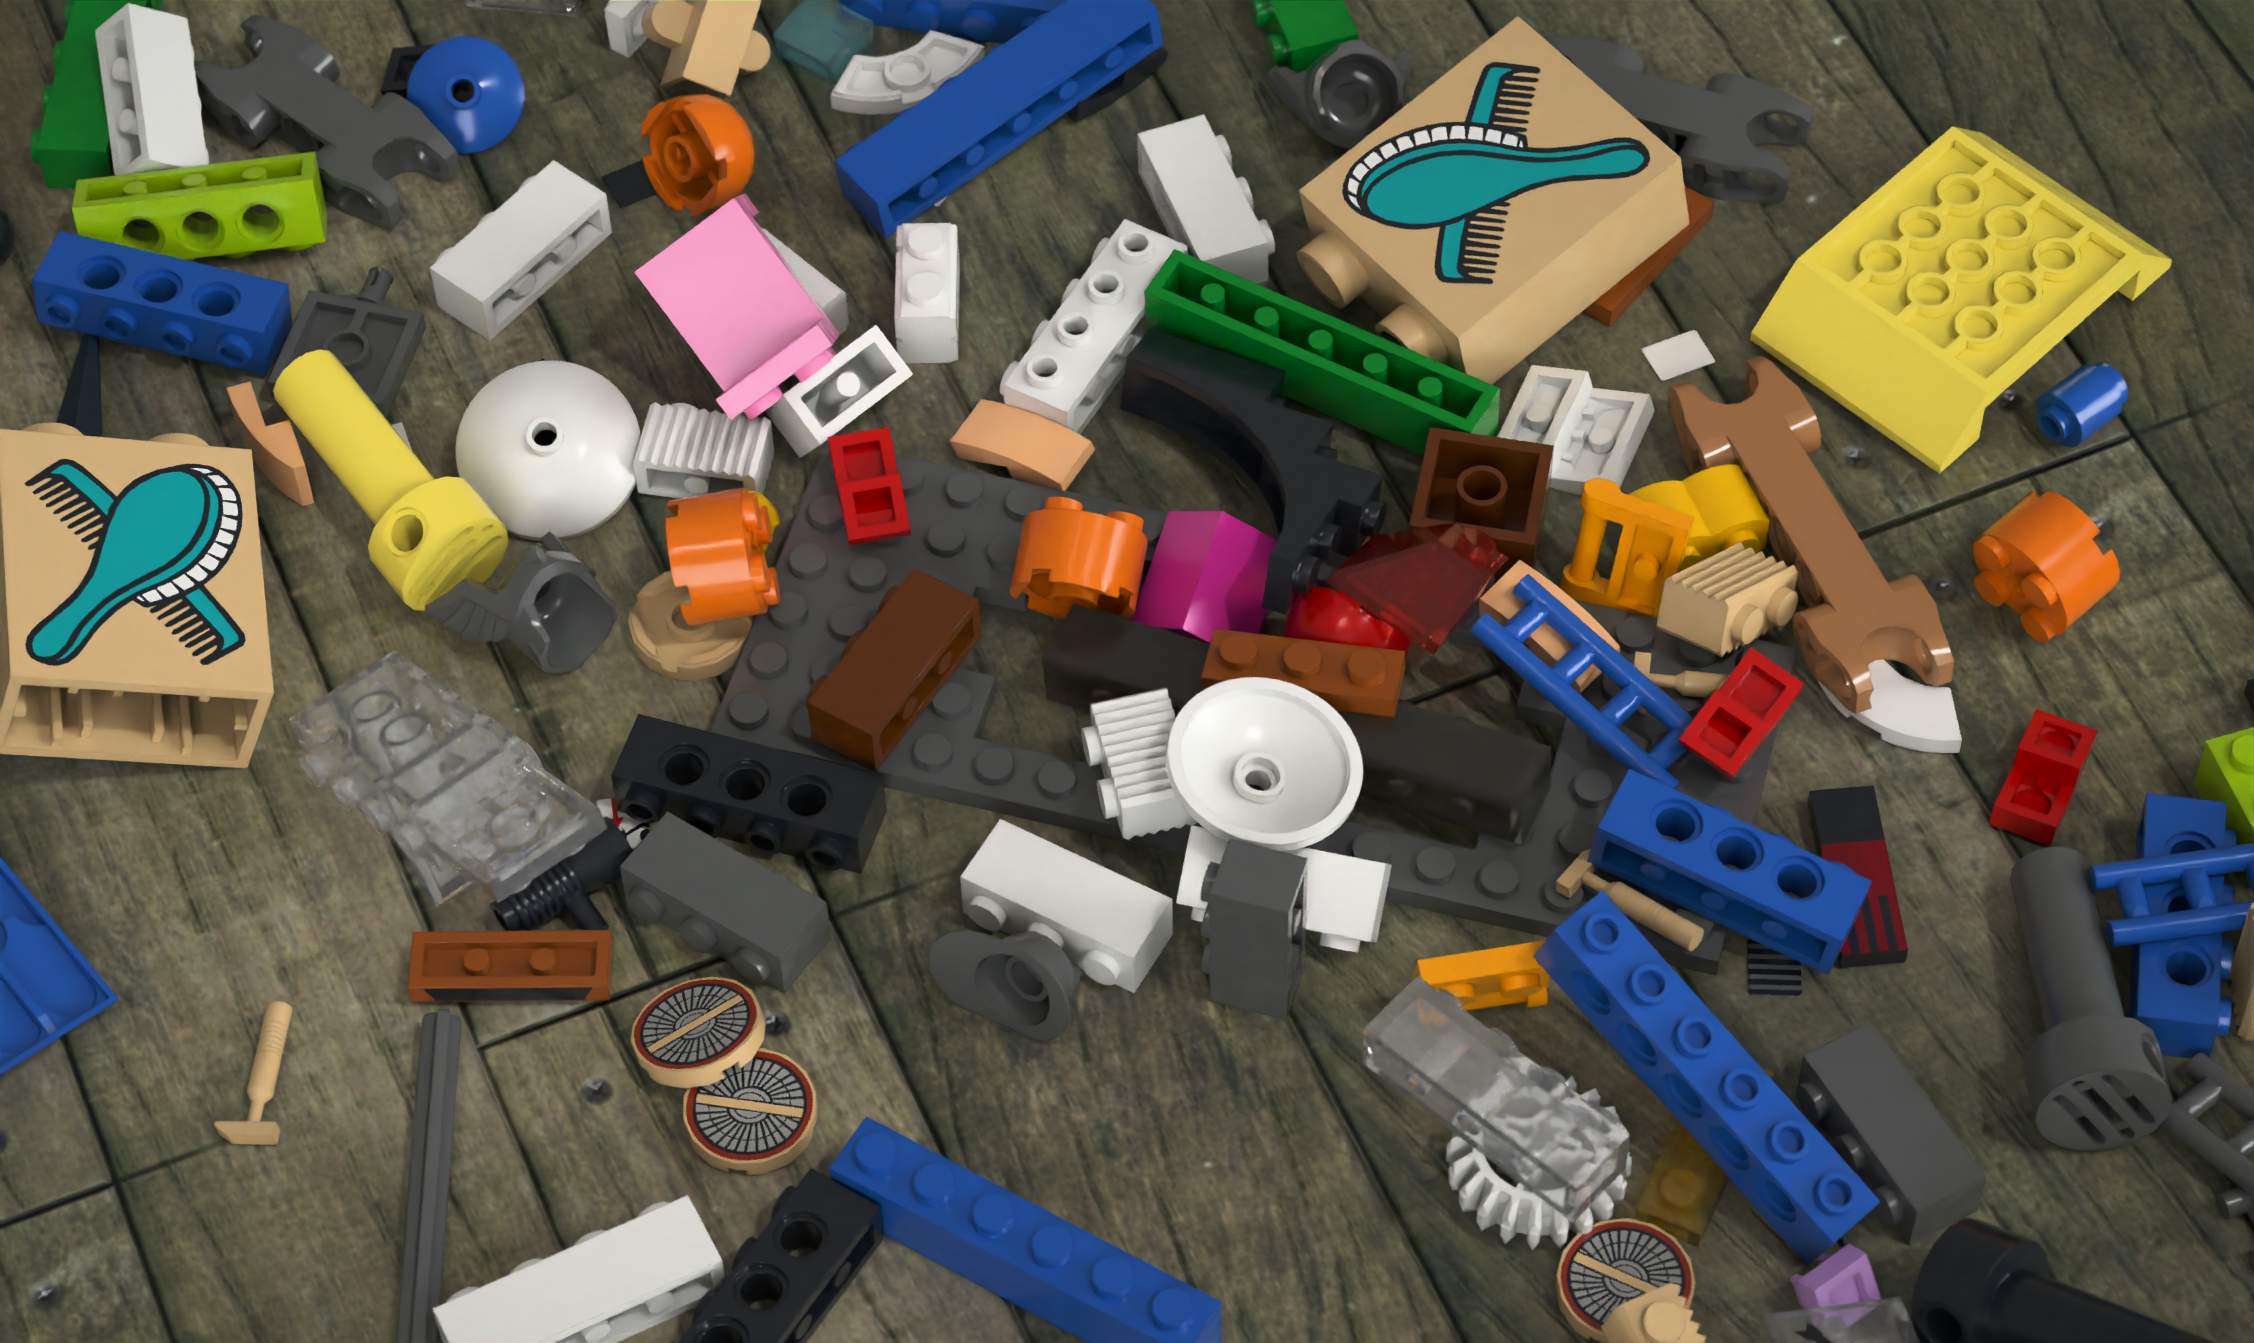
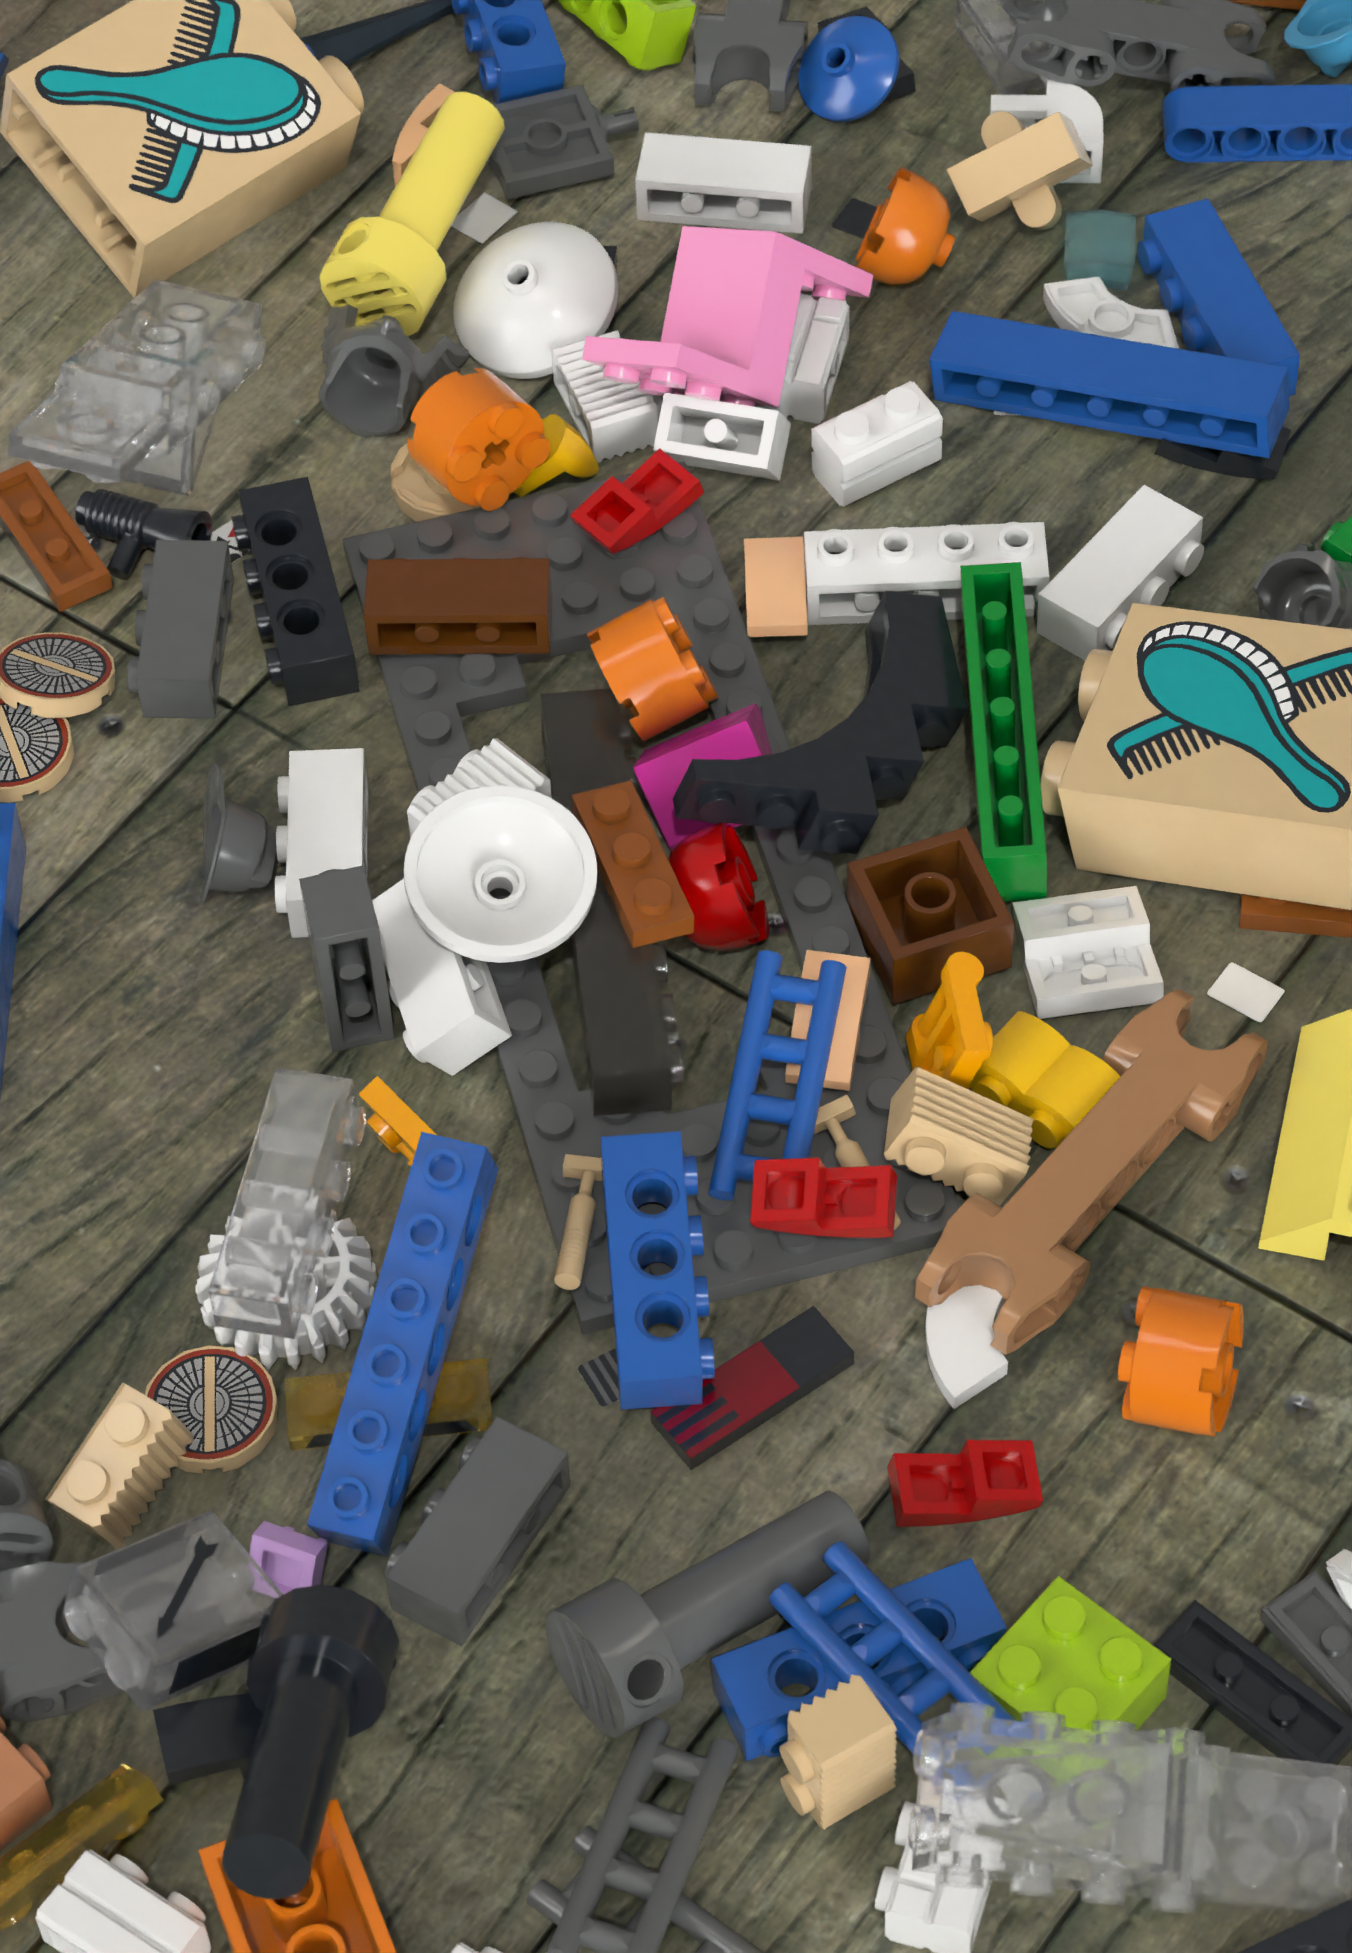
camera: 60 degrees right, 0 degrees up
(1422, 579) = (781, 895): clear red slope -> none

